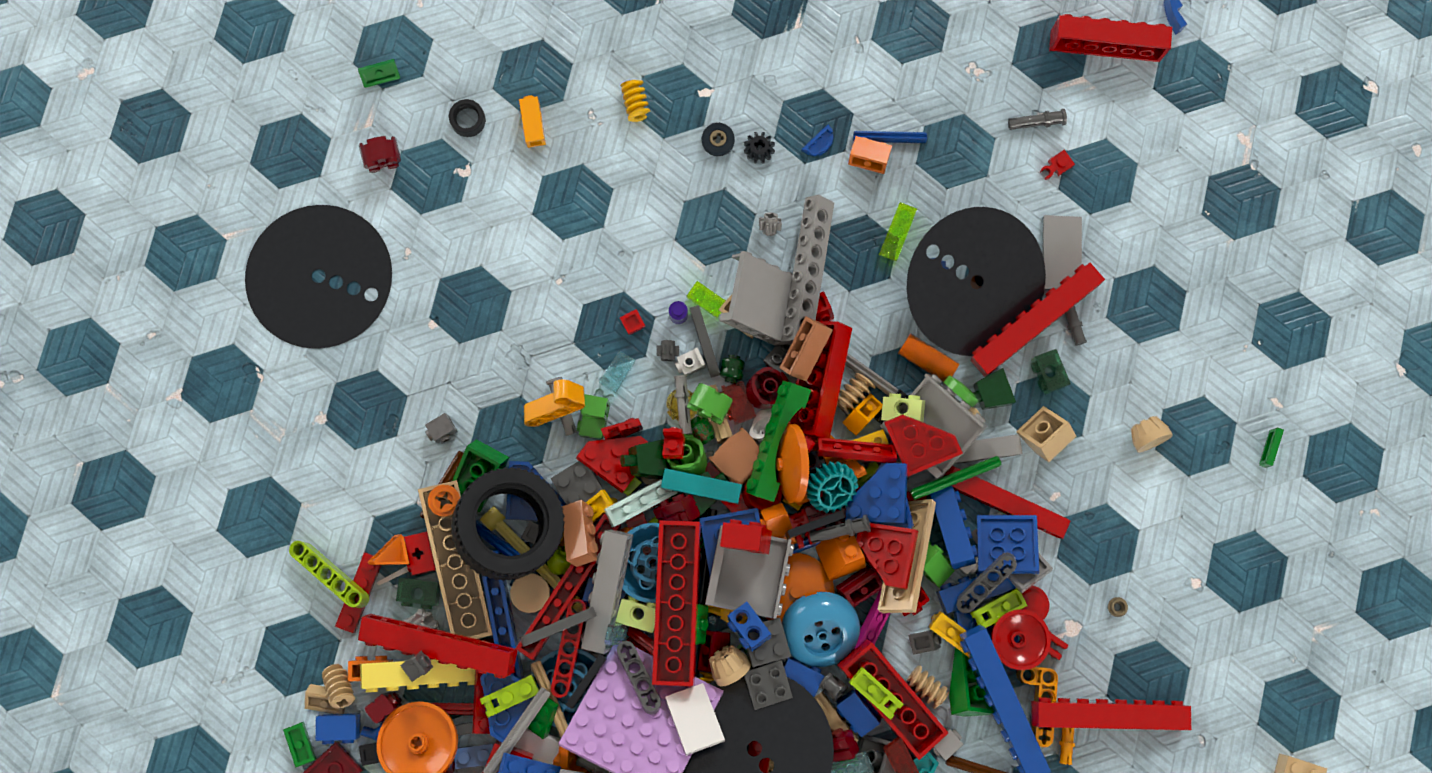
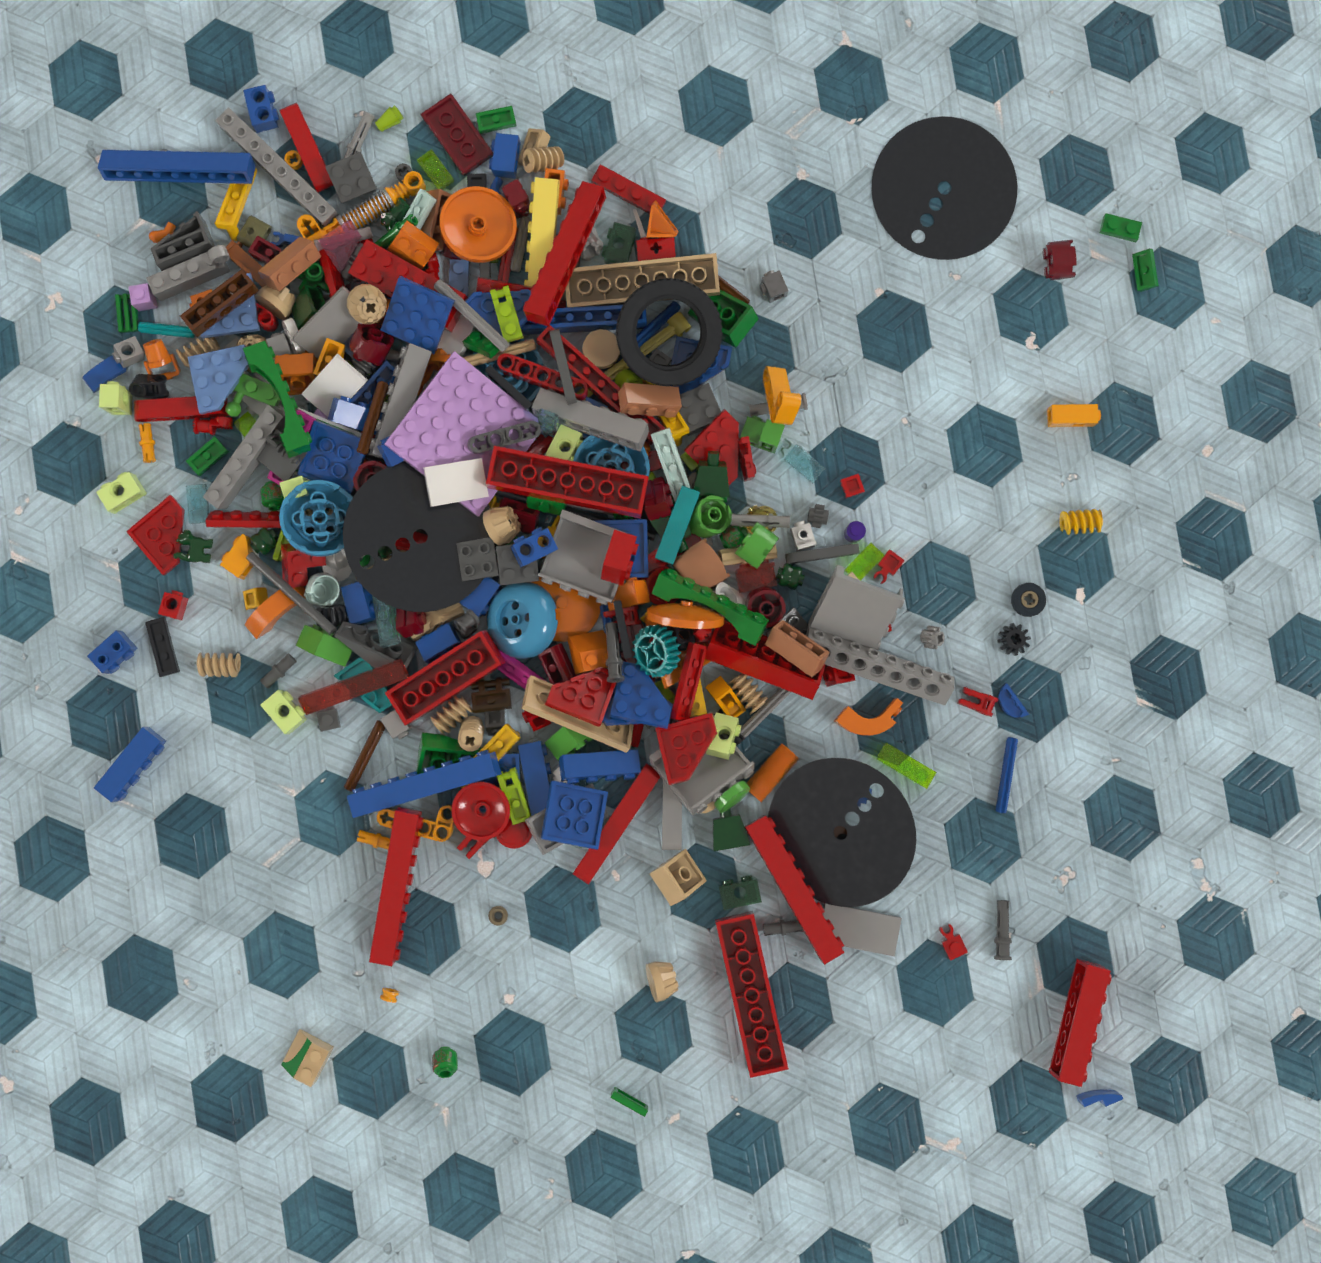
camera: 100 degrees right, 5 degrees up
(337, 576) = (646, 170): lime beam -> none
(339, 102) = (1120, 227): none -> green plate
(417, 666) = (548, 231): dark grey bracket -> none
(430, 697) = (520, 244): none -> light grey axle
(440, 491) = (698, 267): orange gear -> none
(464, 104) = (1096, 341): black tyre -> none
(673, 443) = (723, 504): red bracket -> none
(705, 274) = (890, 564): none -> red plate
(828, 166) = (983, 700): none -> red piece
(866, 272) = (854, 723): none -> orange arch
(870, 154) = (990, 750): orange brick -> none
(875, 692) = (452, 659): lime plate -> none
(905, 646) = (491, 700): none -> dark brown plate
(944, 663) = (471, 733): none -> tan piece
(955, 477) = (647, 776): green axle -> none
(988, 584) = (541, 784): dark grey beam -> none
(1145, 345) = (751, 994): none -> red brick
(1218, 704) = (389, 995): none -> light orange bush
(1272, 636) = (445, 1062): none -> green head

